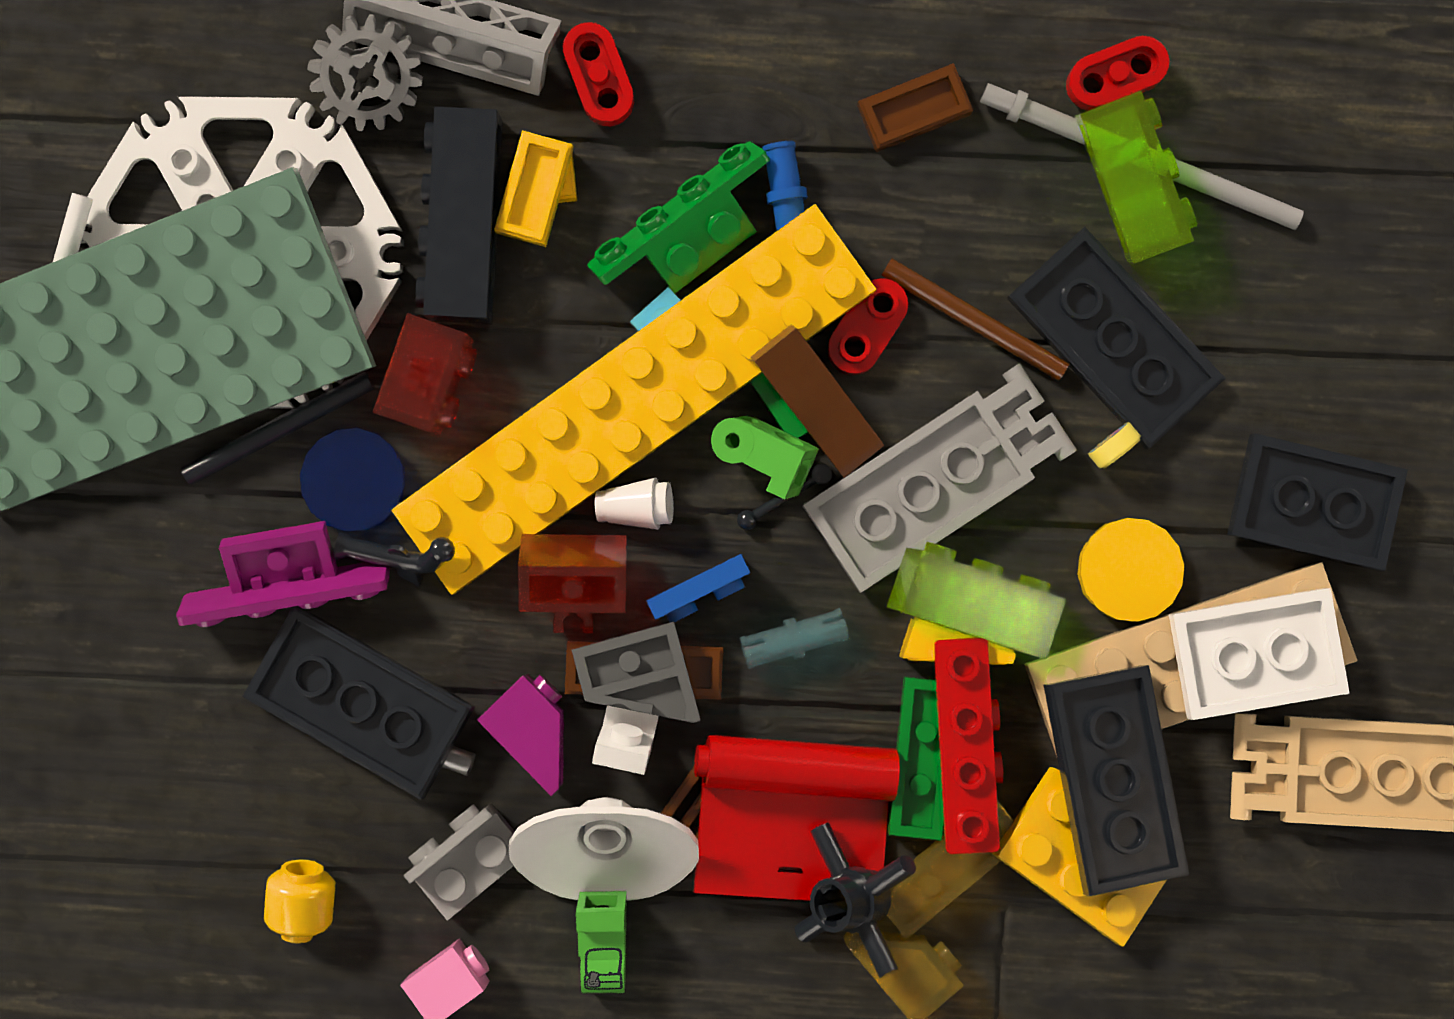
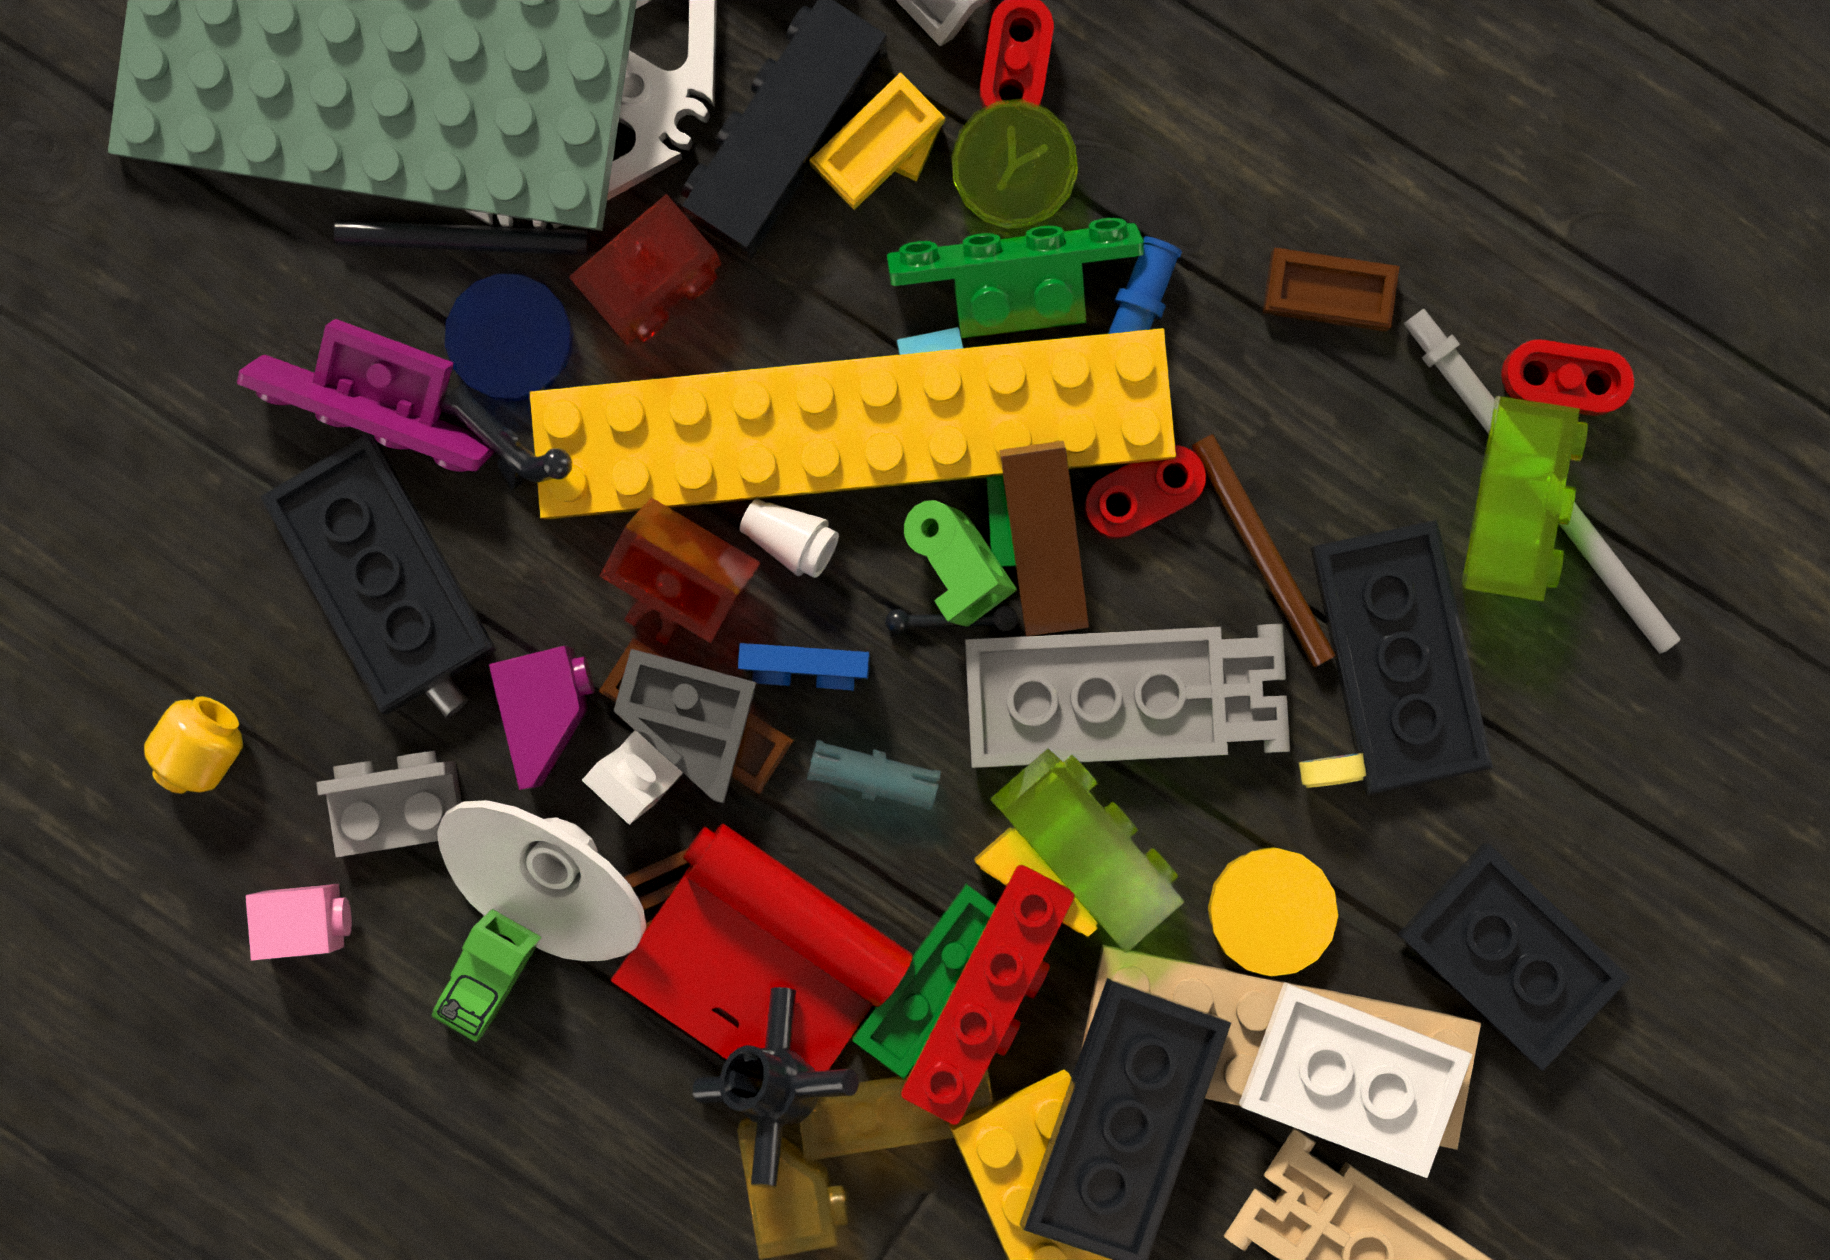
camera: 30 degrees right, 0 degrees up
(640, 148) = (1014, 163): none -> clear neon green tile

